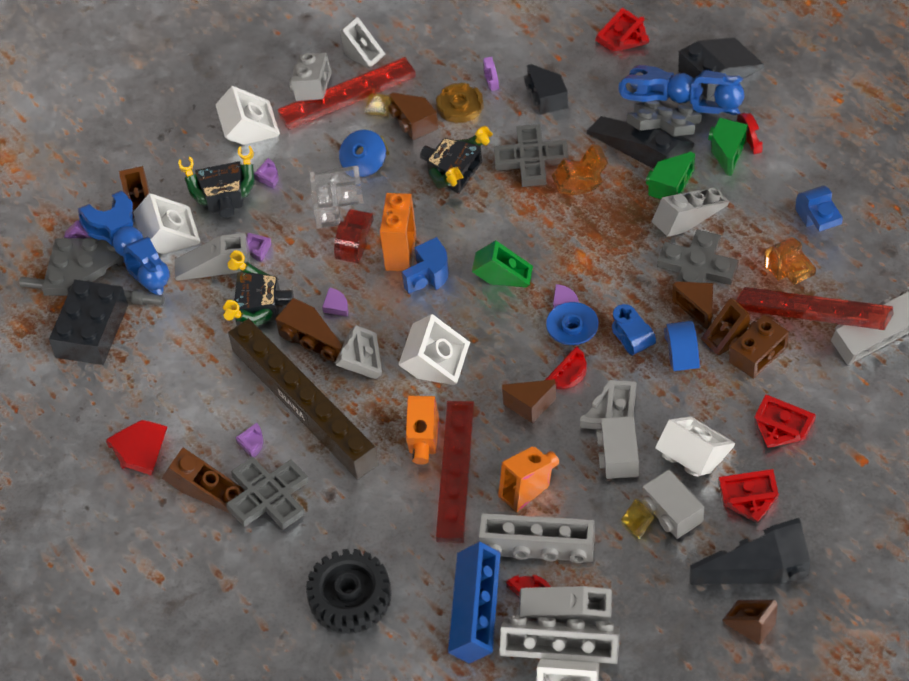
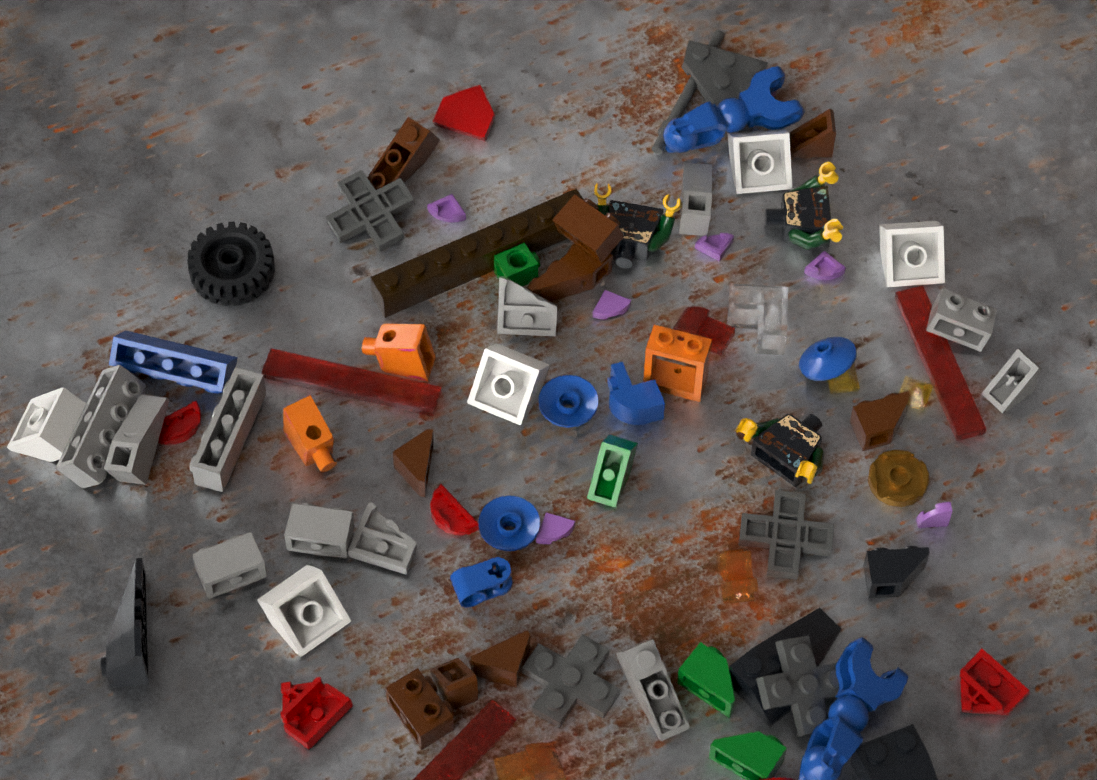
camera: 95 degrees right, 5 degrees up
(88, 322) = (637, 80): black brick -> none
(277, 305) = (588, 227): none -> reddish brown brick
(314, 368) = (507, 264): none -> green brick
(444, 300) = (568, 391): none -> blue dish
(637, 518) = (224, 534): clear yellow slope -> none
(682, 345) = (441, 621): blue brick -> none
(749, 493) = (227, 652): red slope -> none
(752, 618) = (69, 610): reddish brown slope -> none

